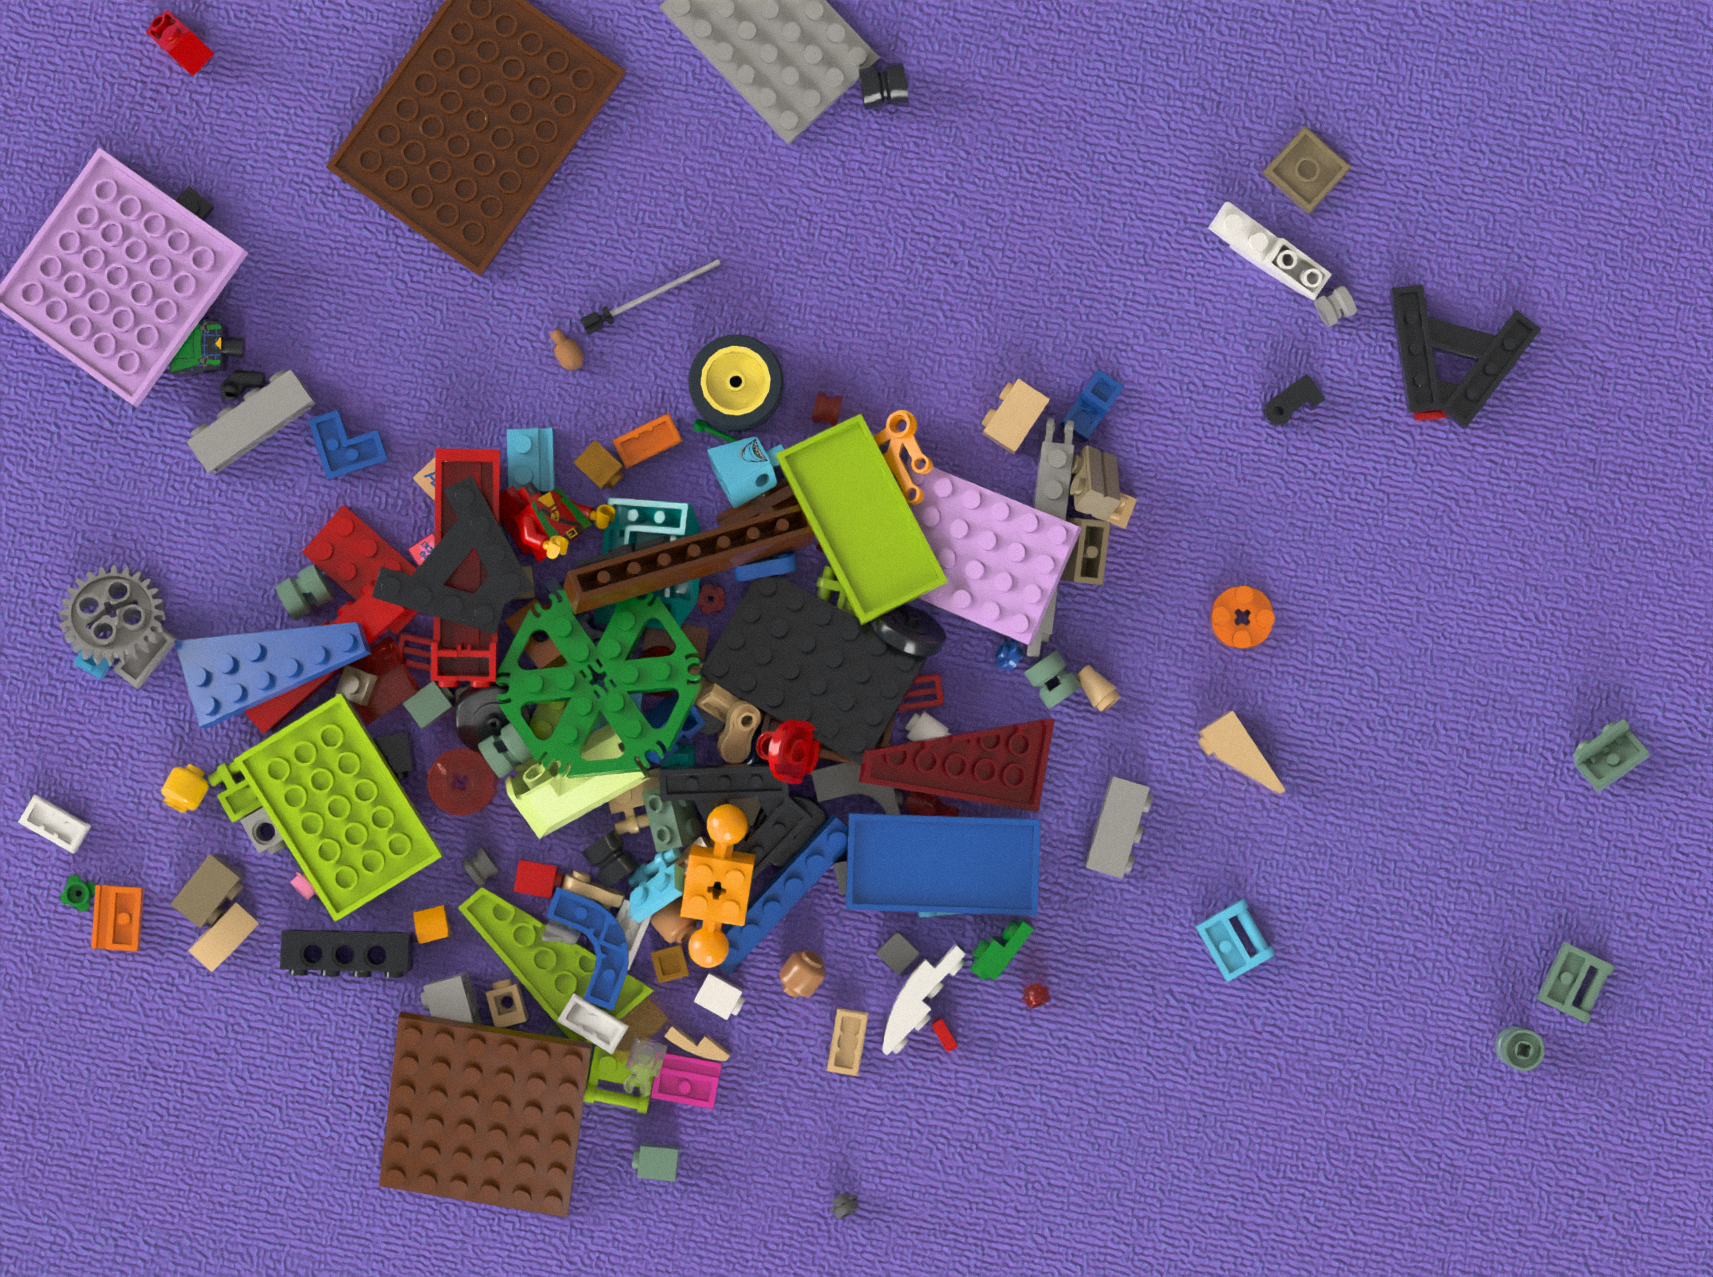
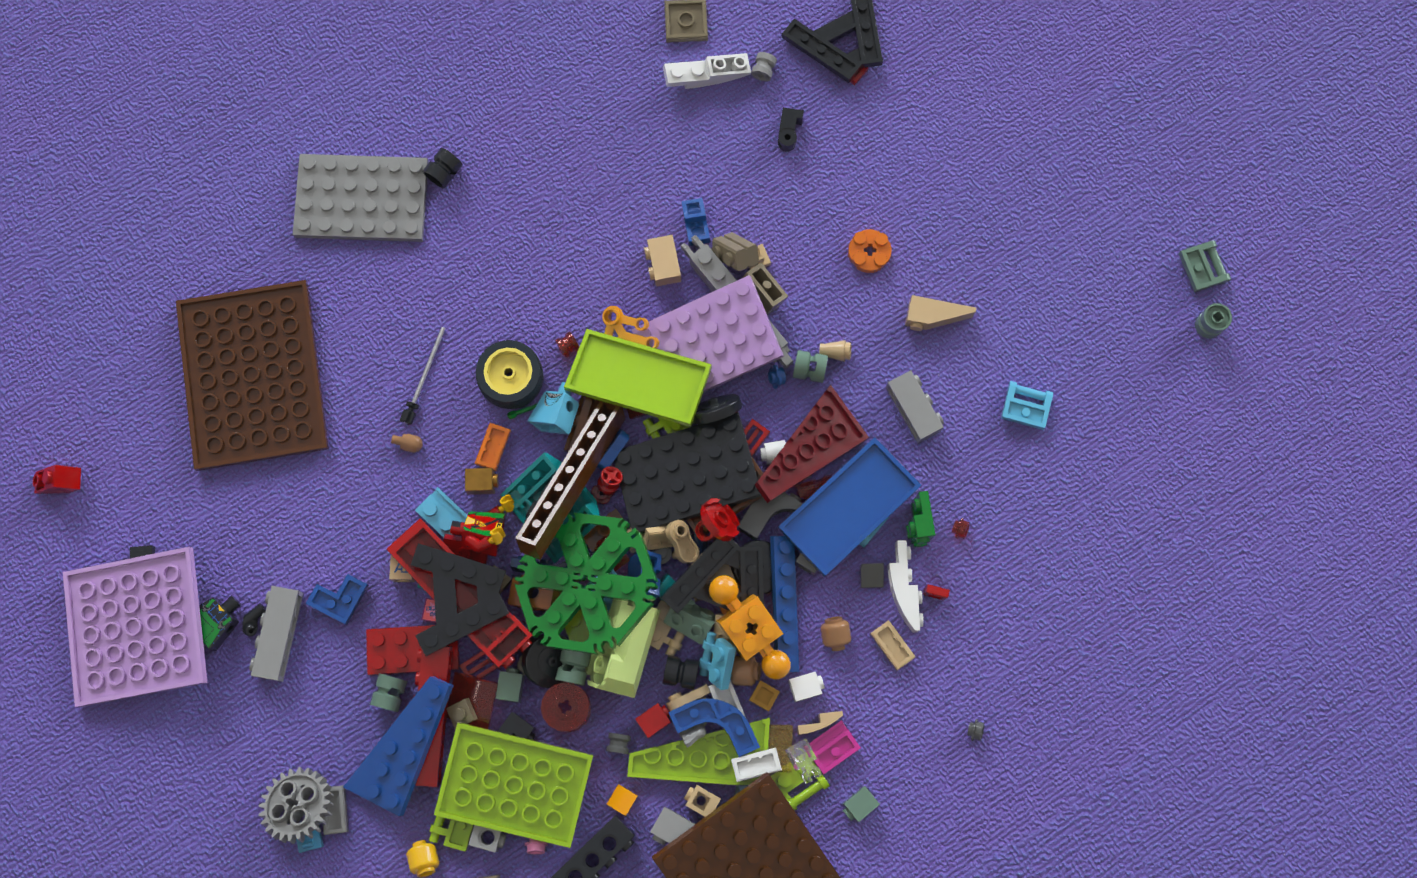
camera: 45 degrees left, 10 degrees down
(736, 592) = (609, 474): none -> red wheel
(1609, 755) = (1107, 146): sand green bracket -> none

